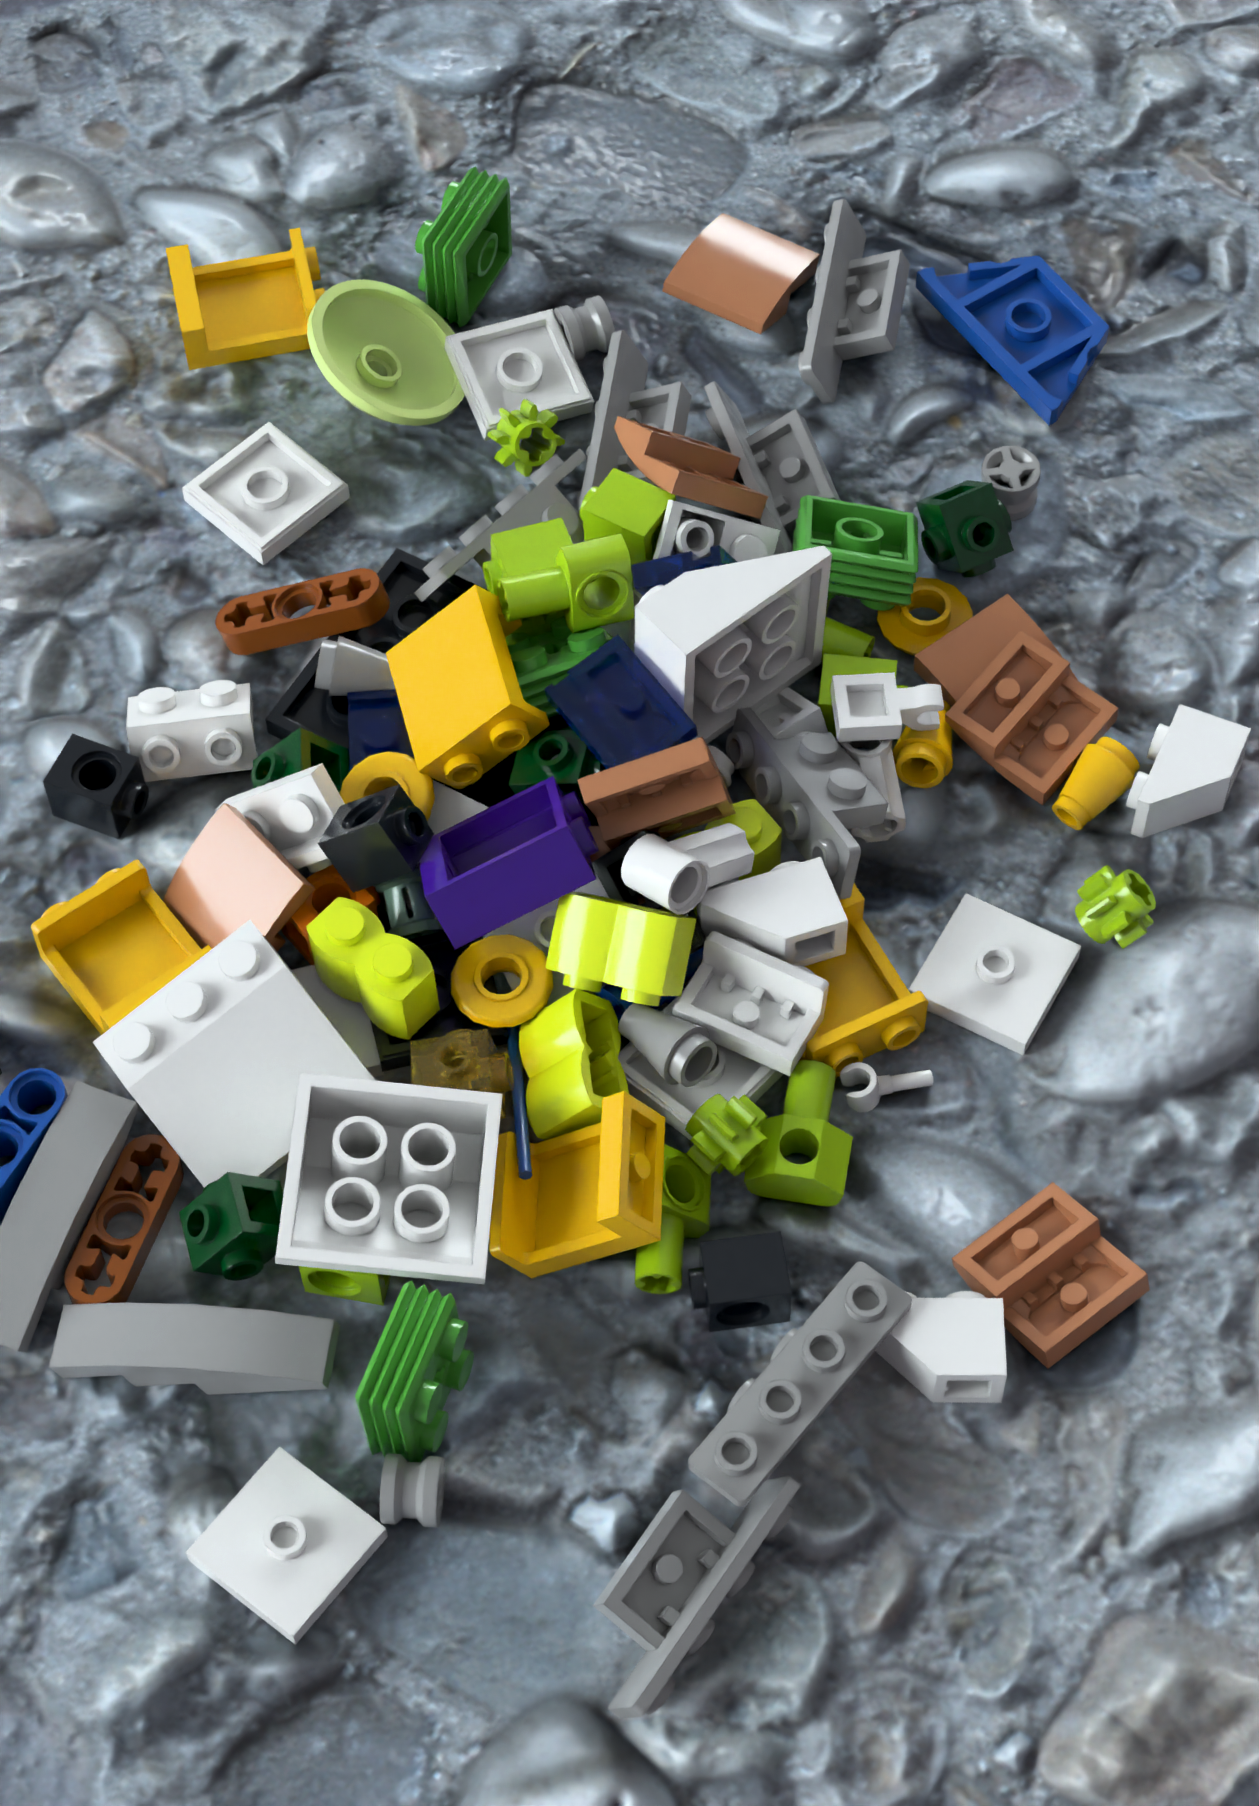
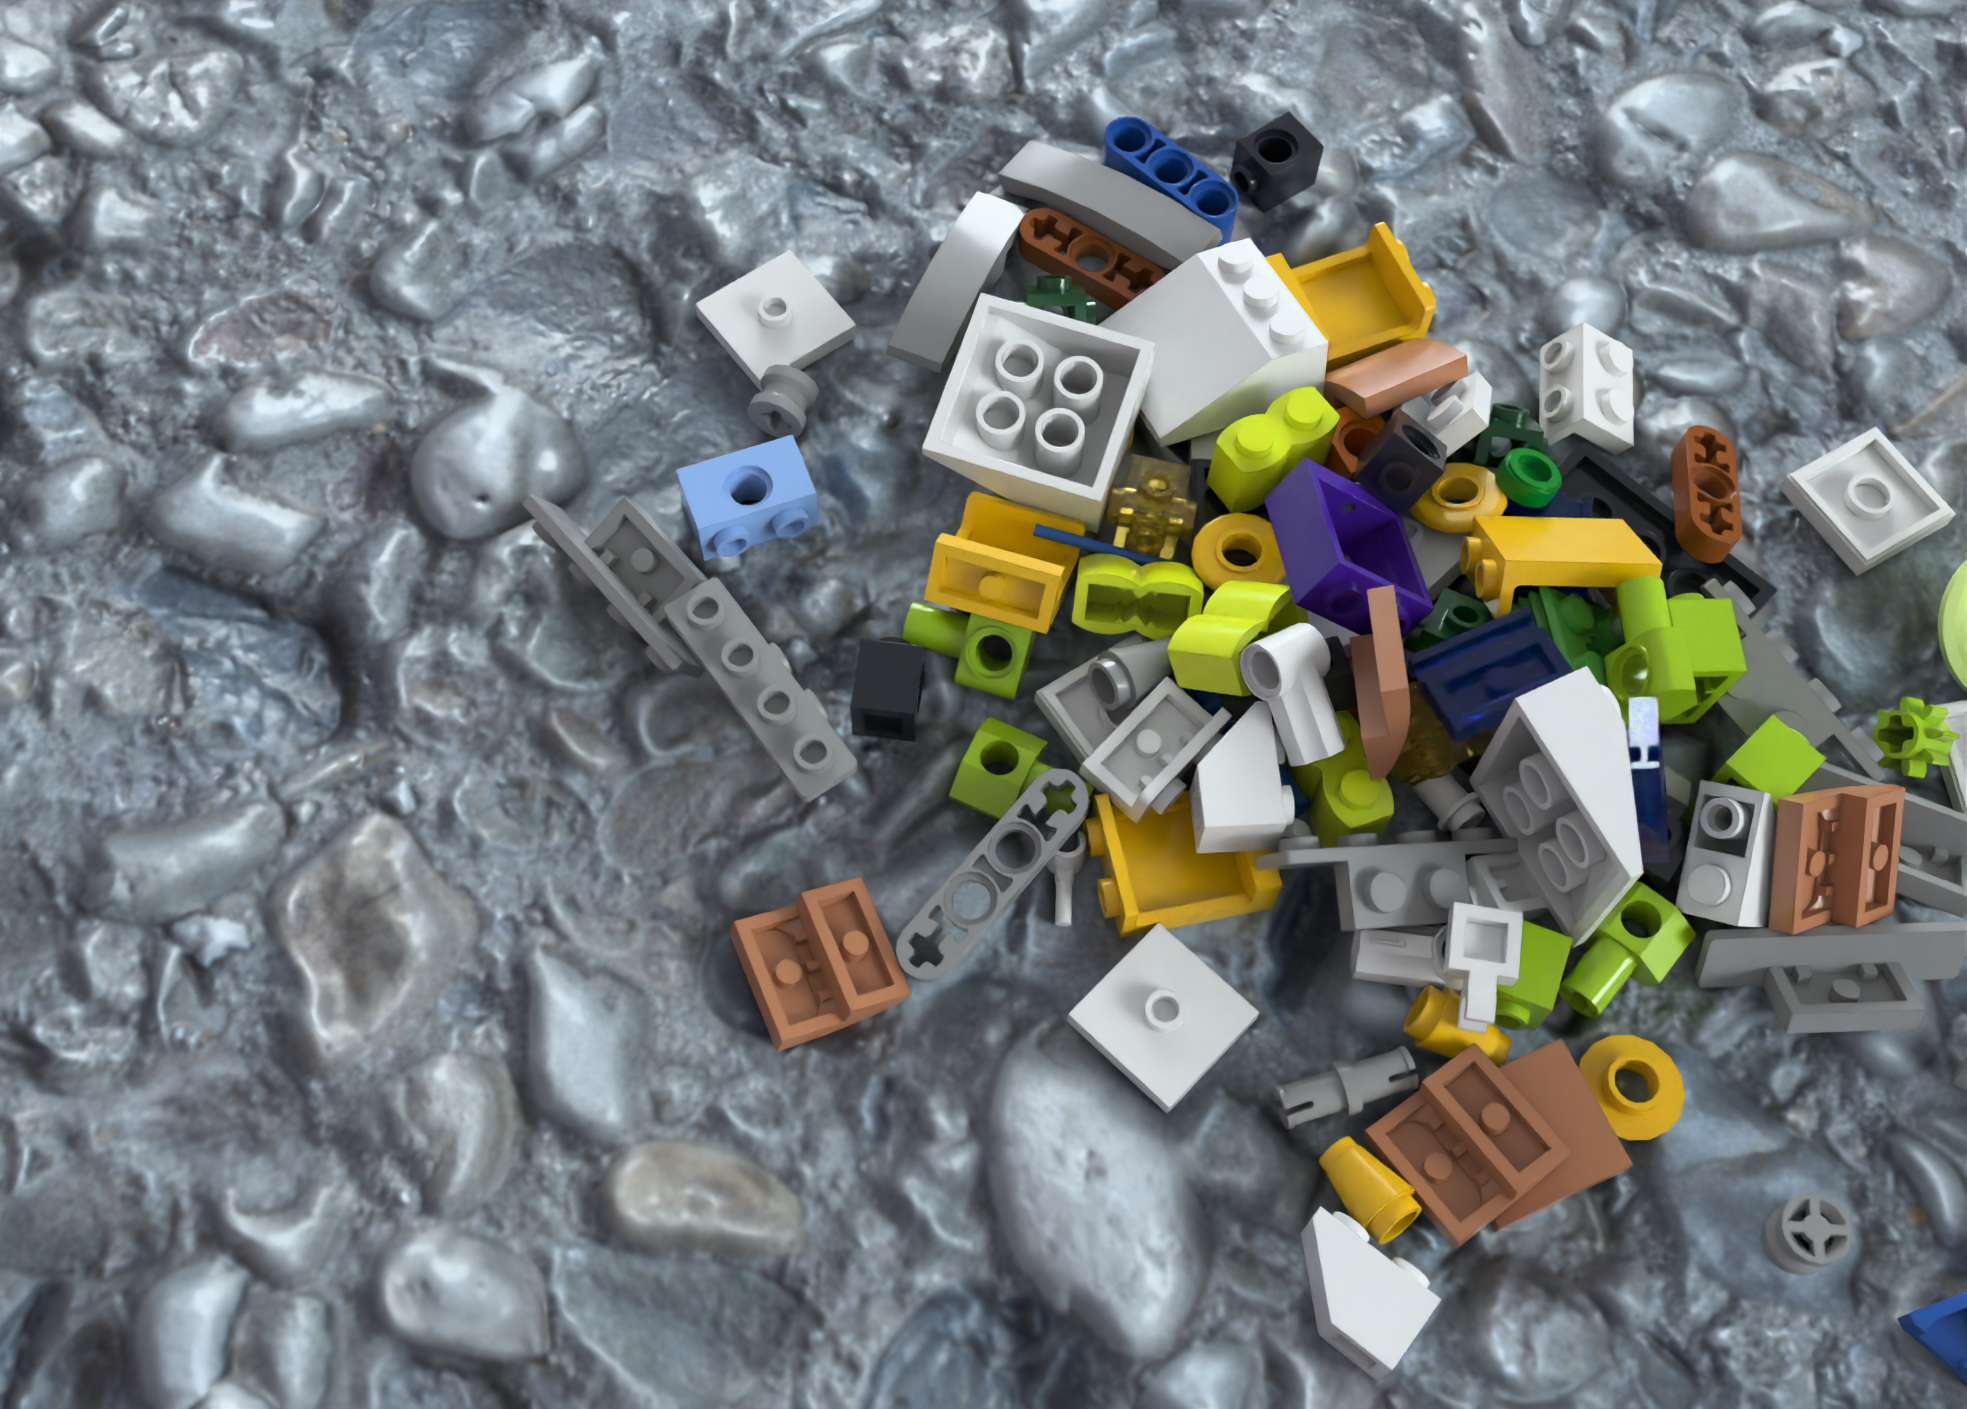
camera: 100 degrees right, 5 degrees up
(89, 766) = (1531, 304): black brick -> none
(351, 668) = (1623, 494): light grey cone -> none
(355, 736) = (1528, 477): none -> green tile
(413, 1374) = (870, 404): bright green brick -> none
(562, 1526) = (763, 473): none -> light blue brick
(726, 1134) = (1025, 695): lime gear -> none
(869, 546) = (1711, 1013): bright green brick -> none
(915, 1138) = (984, 868): none -> light grey beam
(951, 1348) = (768, 841): white slope -> none
(965, 528) = (1735, 1149): dark green brick -> none
(1010, 816) = (1345, 1087): none -> light grey pin
(1115, 906) = (1202, 1151): lime gear -> none

